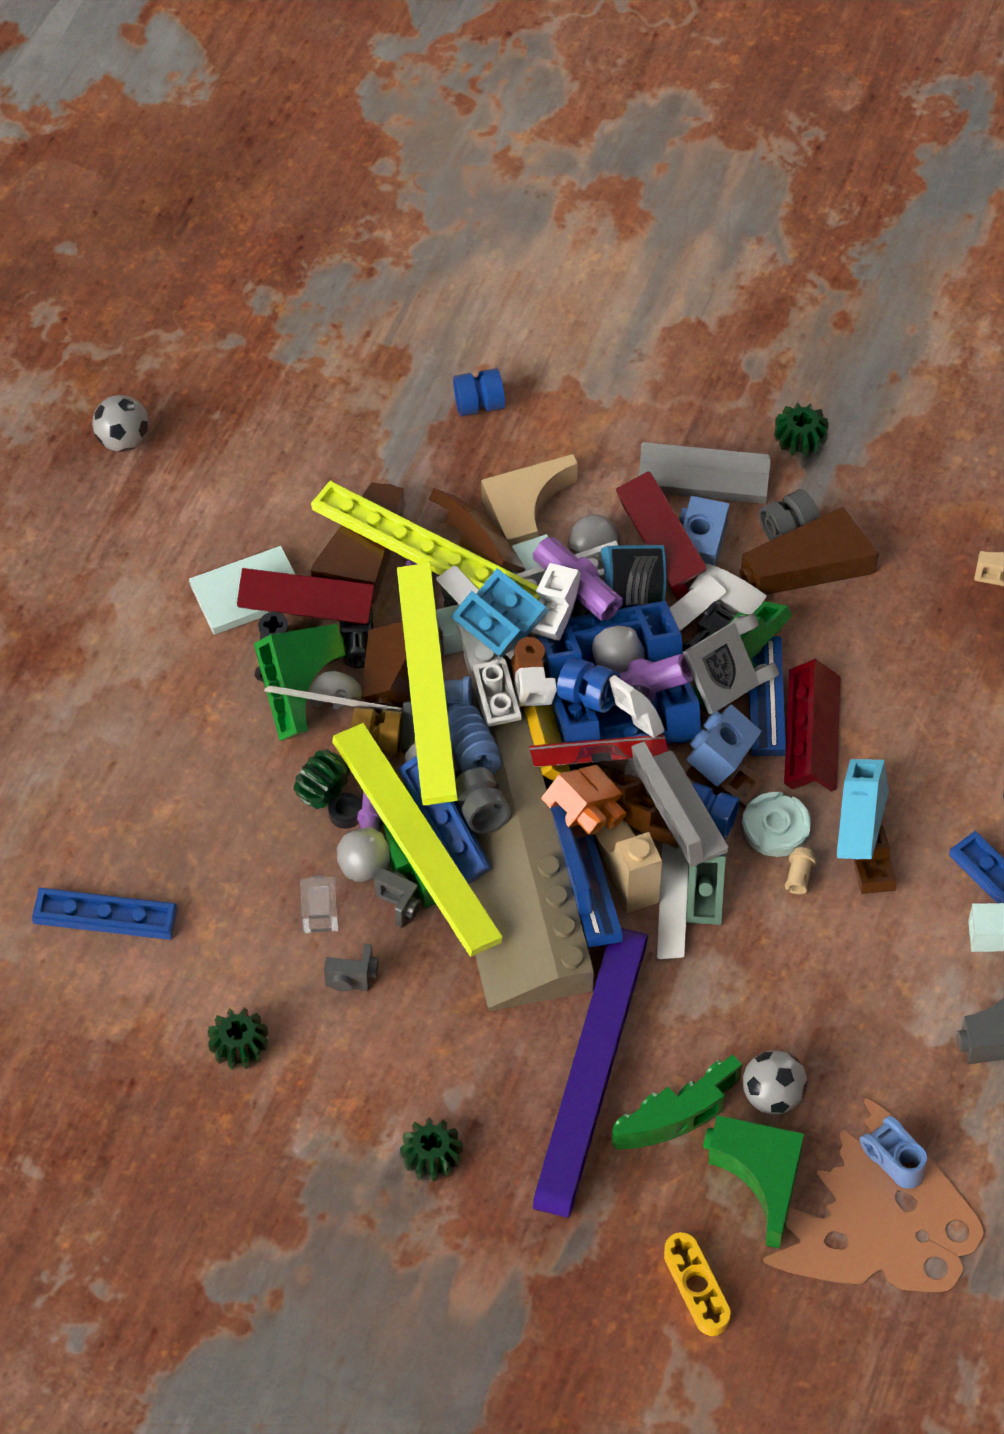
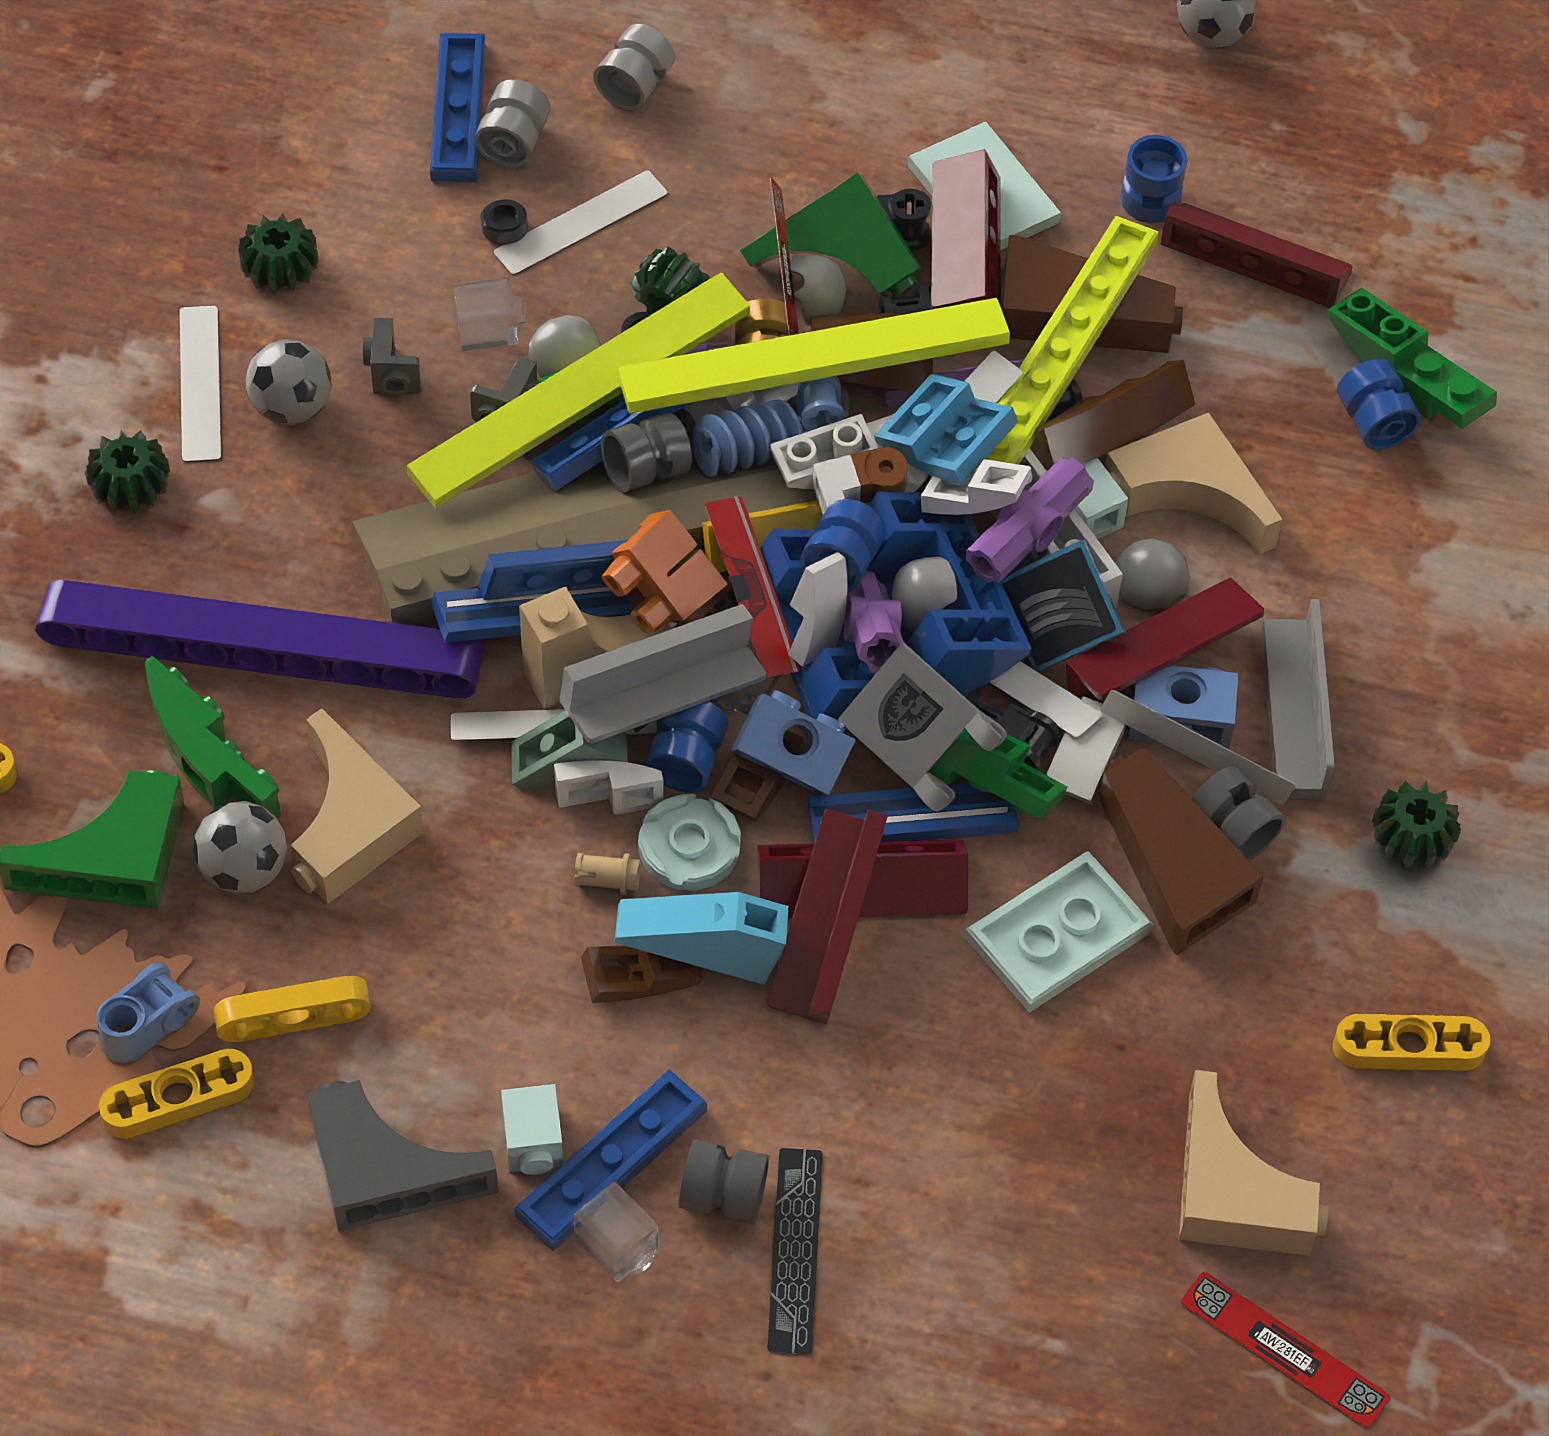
camera: 80 degrees right, 0 degrees up
(103, 789) = (634, 66): none -> light grey wheel
(138, 870) = (512, 123): none -> light grey wheel
(225, 890) = (504, 221): none -> black tile
(229, 844) = (580, 222): none -> white sticker
(267, 484) = (1153, 177): none -> blue wheel
(331, 442) = (1255, 254): none -> dark red panel
(342, 1105) = (200, 383): none -> white sticker
(371, 1032) = (288, 382): none -> light grey piece
(433, 376) = (1431, 379): none -> green slope
(736, 860) = (625, 784): none -> white slope
(739, 529) = (1194, 745): none -> white sticker
(745, 1012) = (360, 821): none -> tan arch
(852, 734) = (826, 914): none -> dark red panel
(858, 629) = (1058, 931): none -> light aqua tile
(896, 1063) = (292, 1009): none -> yellow beam
(949, 1155) = (166, 1114): none -> yellow beam
(956, 451) = (1426, 1026): none -> yellow beam

